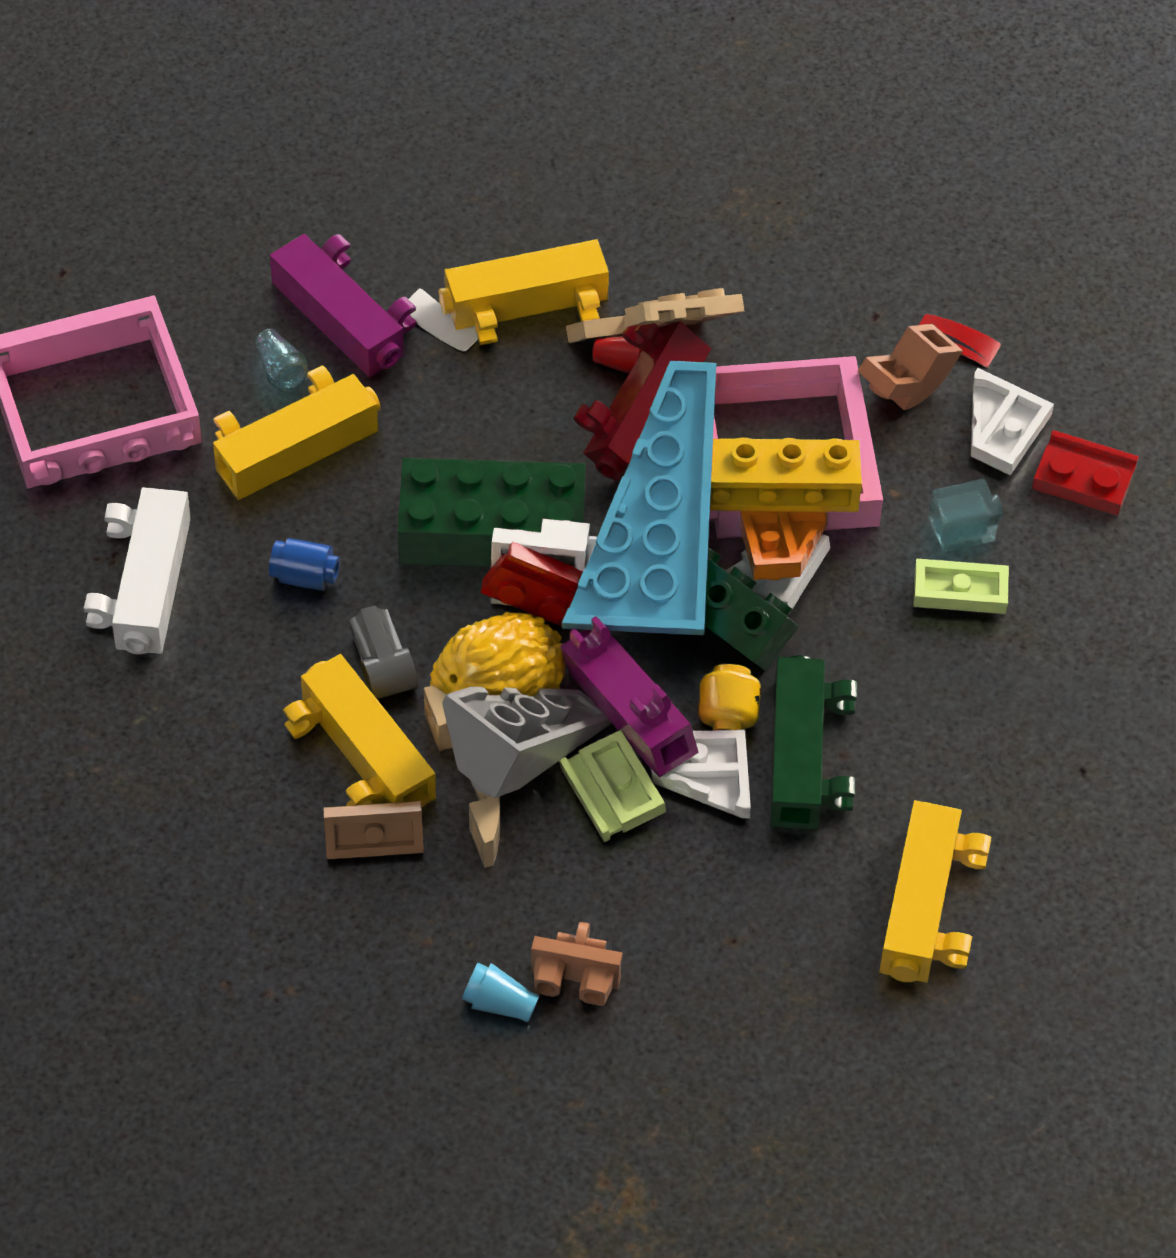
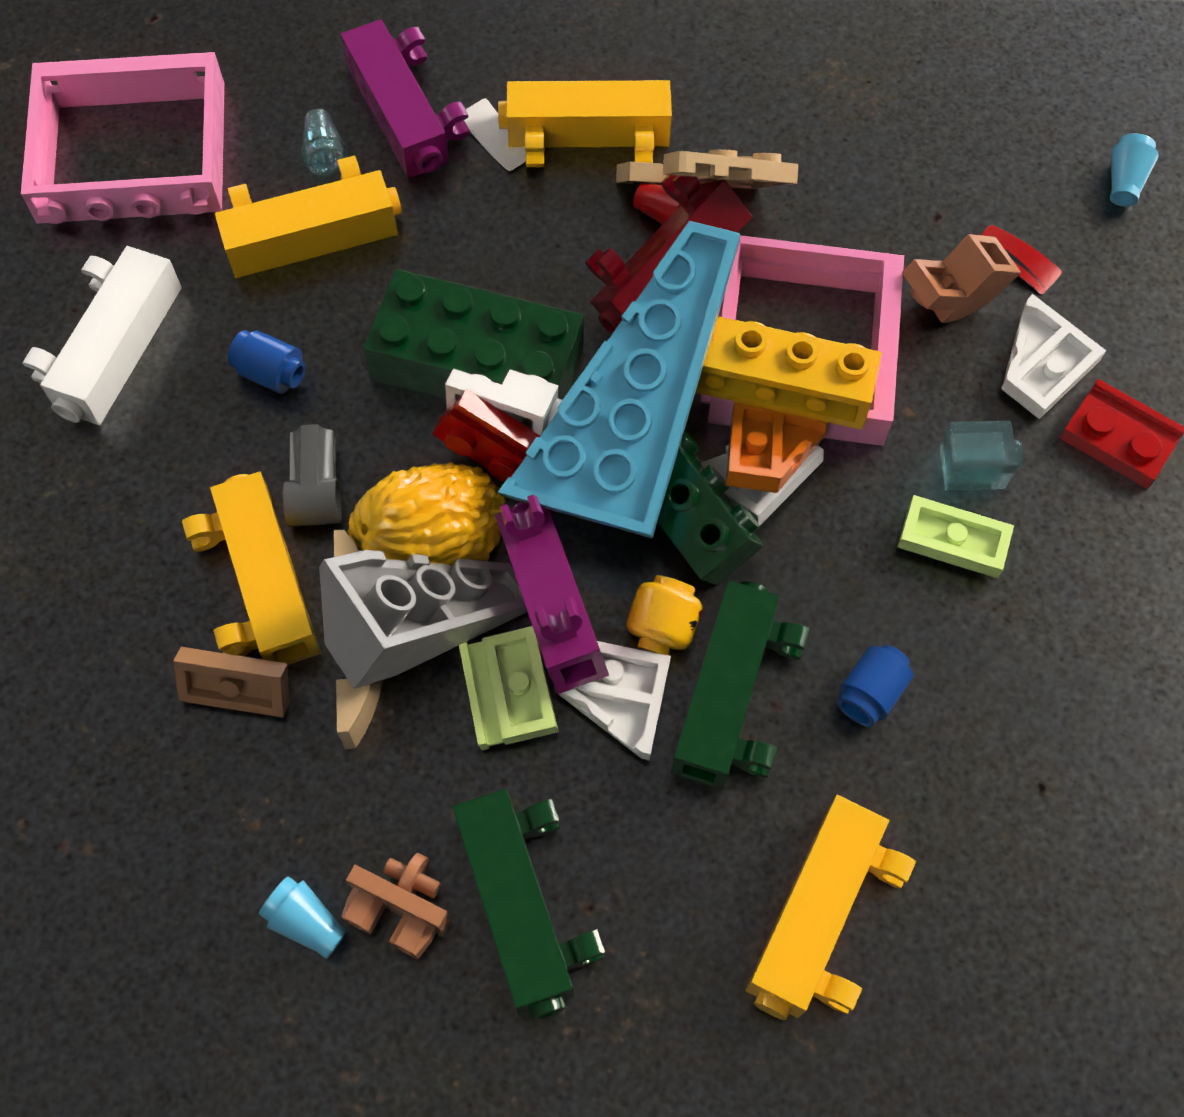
camera: 15 degrees right, 10 degrees up
(672, 942) = (515, 905): none -> dark green brick
(923, 717) = (875, 685): none -> blue brick
(1040, 236) = (1130, 167): none -> medium azure cone

